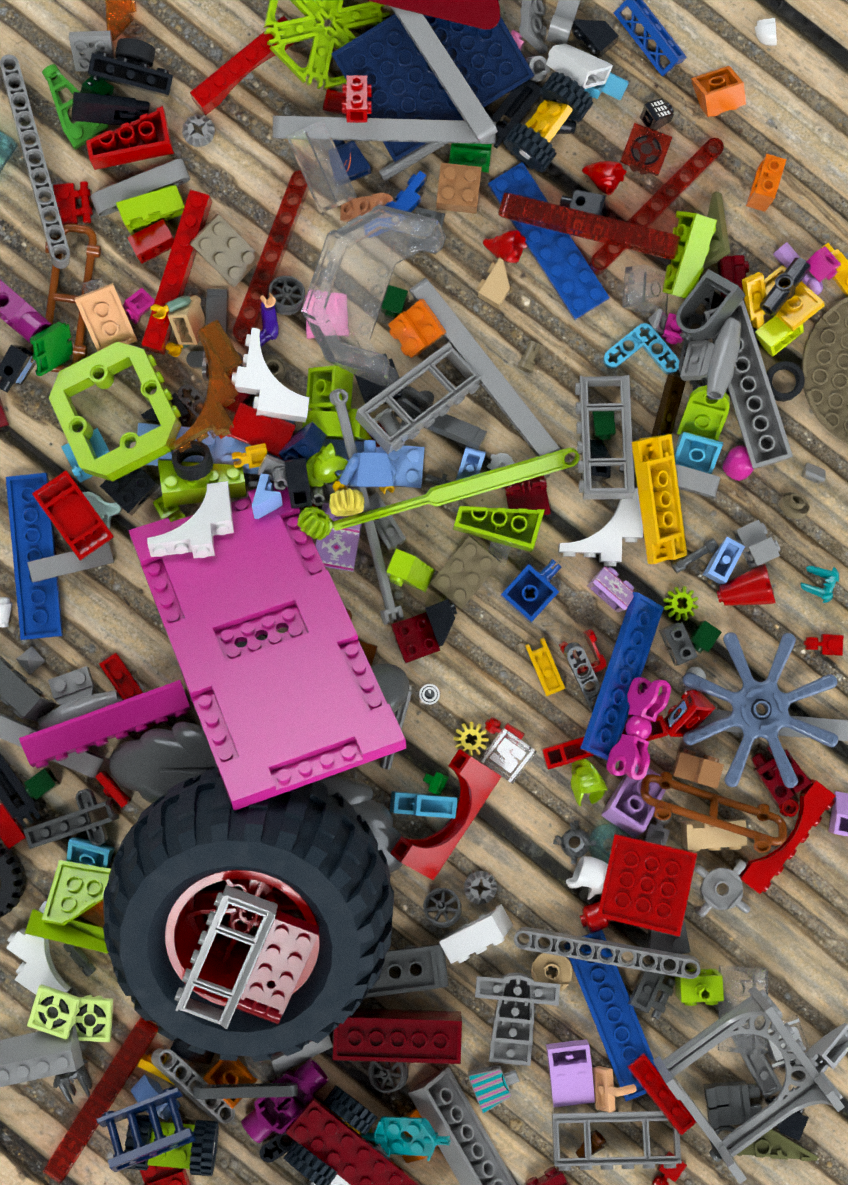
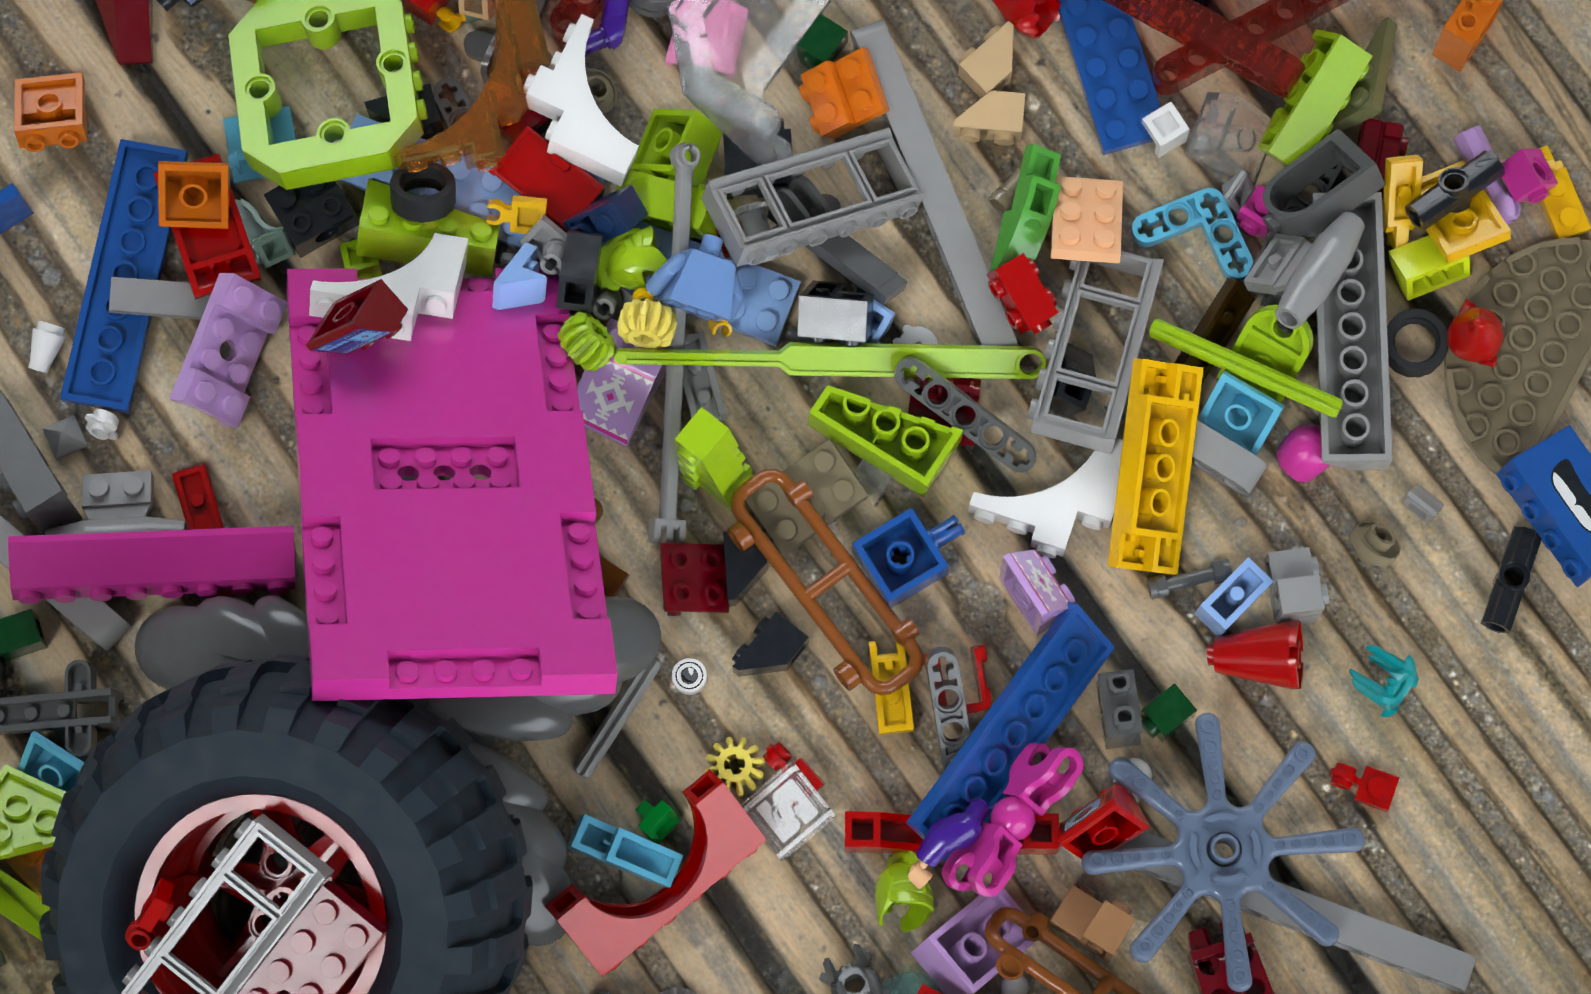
camera: 20 degrees right, 10 degrees down
(50, 647) = (102, 424): none -> white plate
(60, 501) = (193, 194): none -> orange slope
(108, 563) = (242, 318): none -> lavender piece
(112, 790) = (127, 676): red plate -> none
(115, 516) = (273, 247): none -> sand green slope
(181, 955) = (157, 907): none -> red plate
(182, 556) = (359, 320): none -> dark red slope
(439, 606) = (852, 670): none -> dark orange bar
(451, 463) = (834, 313): none -> brick
(473, 665) = (773, 648): none -> black slope
(508, 316) = (993, 117): none -> tan slope
(545, 374) = (1032, 207): none -> bright green slope
(549, 505) = (973, 429): none -> dark grey beam
(557, 421) = (1023, 294): none -> red brick
(578, 363) = (1087, 220): none -> light nougat plate
(603, 425) = (1100, 328): dark green brick -> none
(606, 750) = (946, 836): none -> dark purple arm
(607, 295) = (1166, 129): none -> white panel
(688, 603) = (1156, 654): lime gear -> none
(695, 426) = (1245, 368): none -> lime axle
(819, 367) = (1476, 335): none -> red hat

